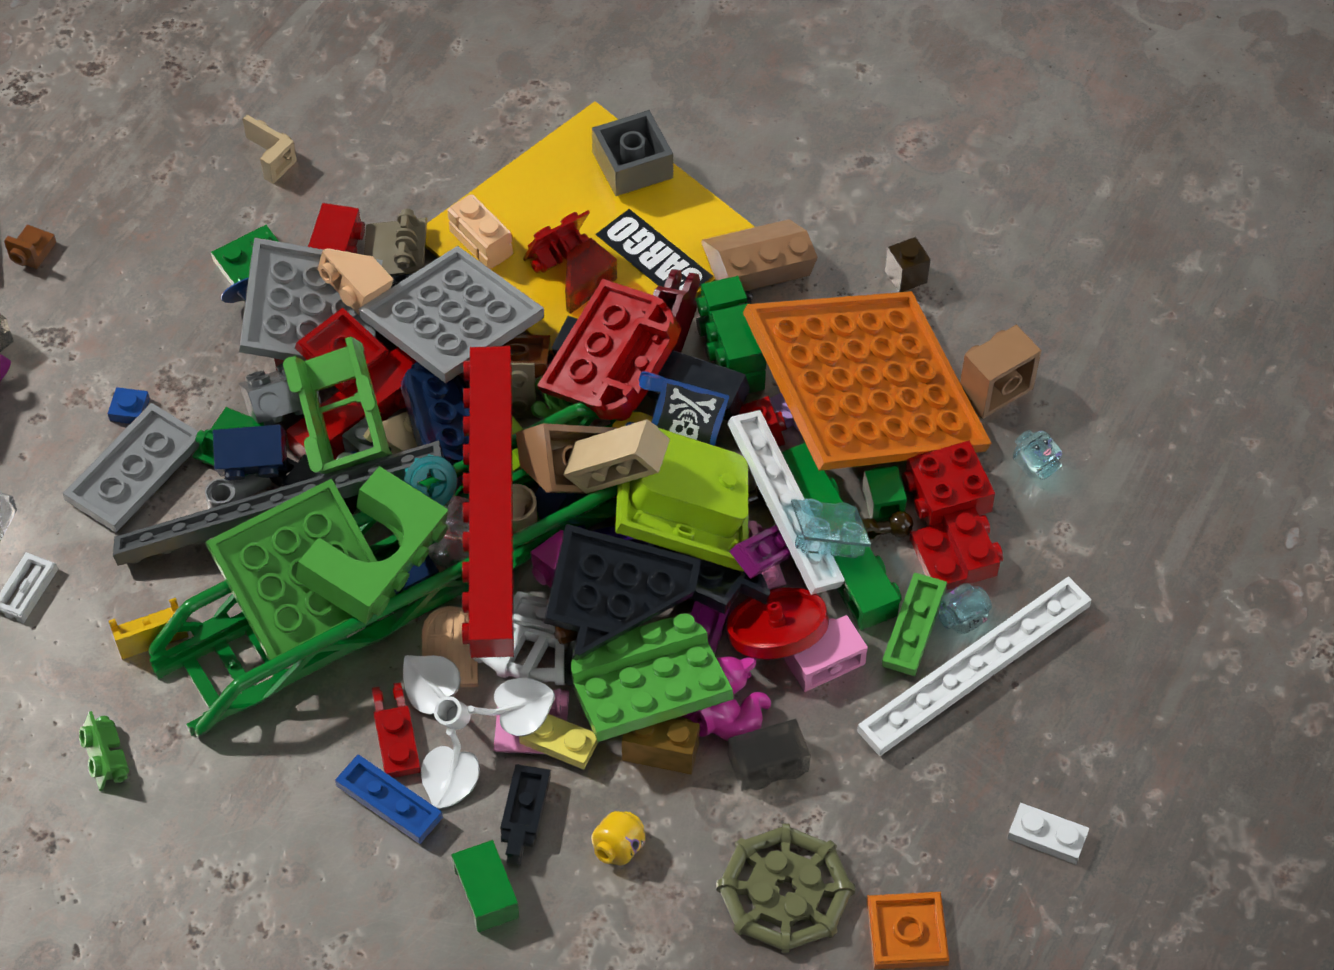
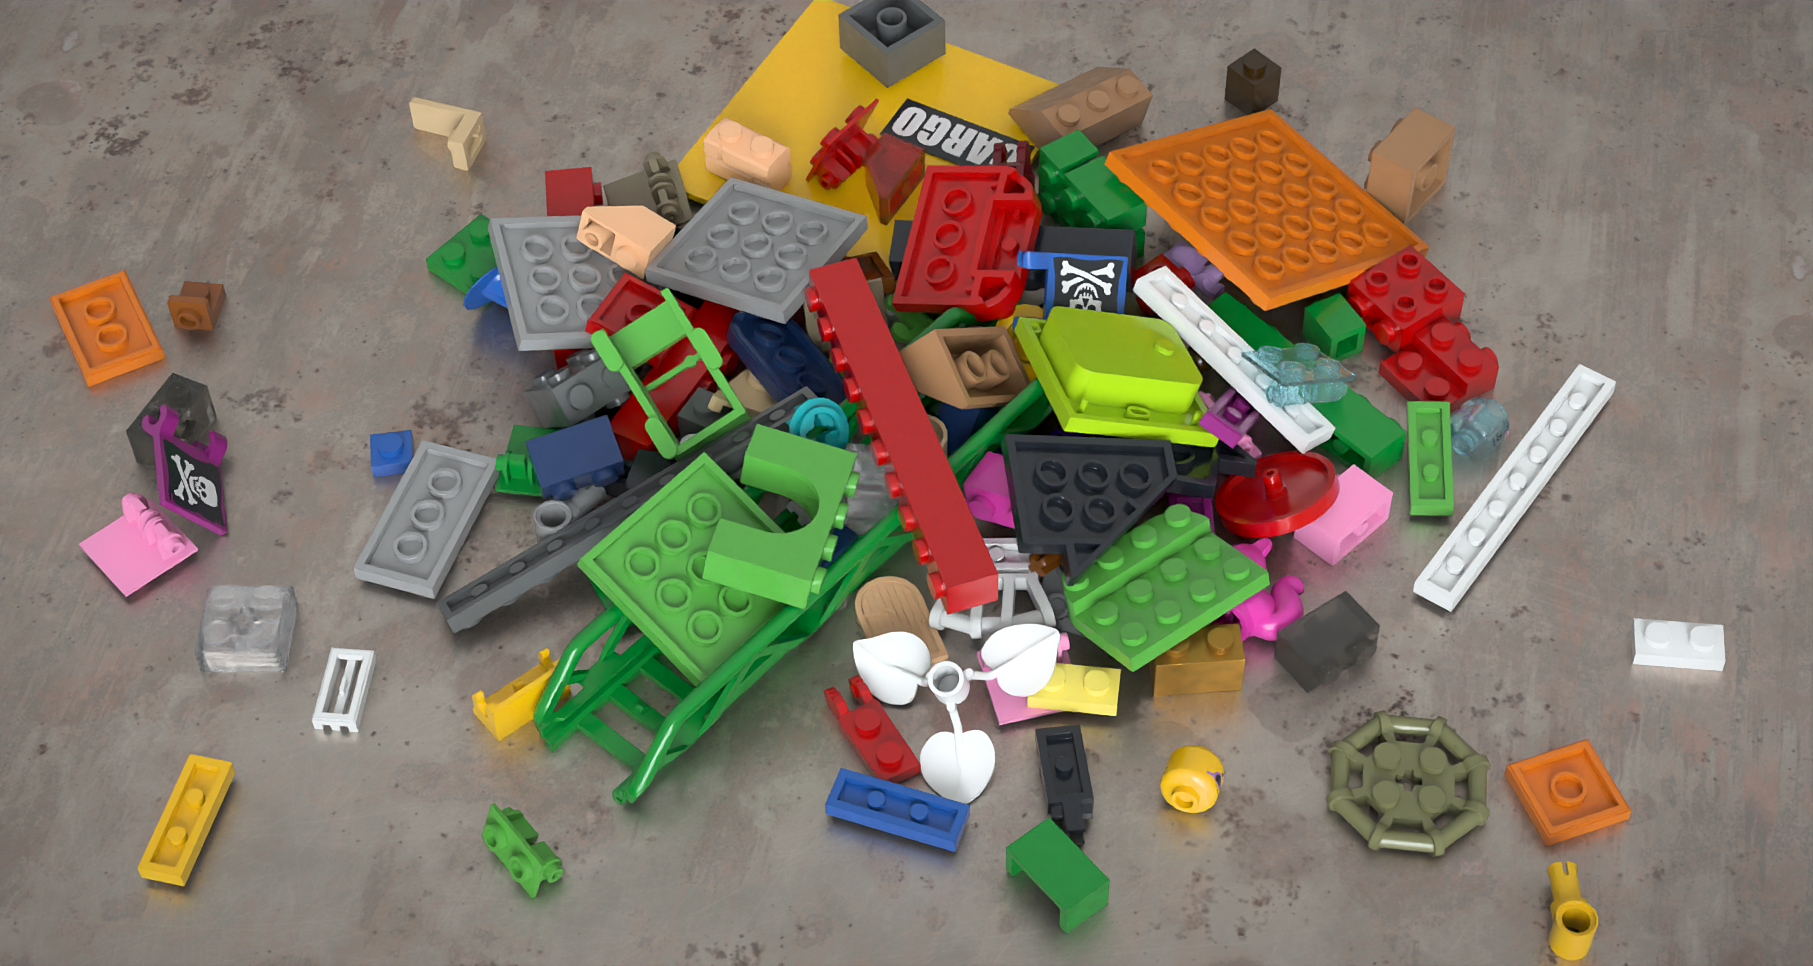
camera: 15 degrees left, 5 degrees down
(617, 456) = (1034, 346): tan brick -> none
(898, 524) = (1362, 358): dark brown arm -> none
(1037, 454) = (1486, 245): clear light blue head -> none

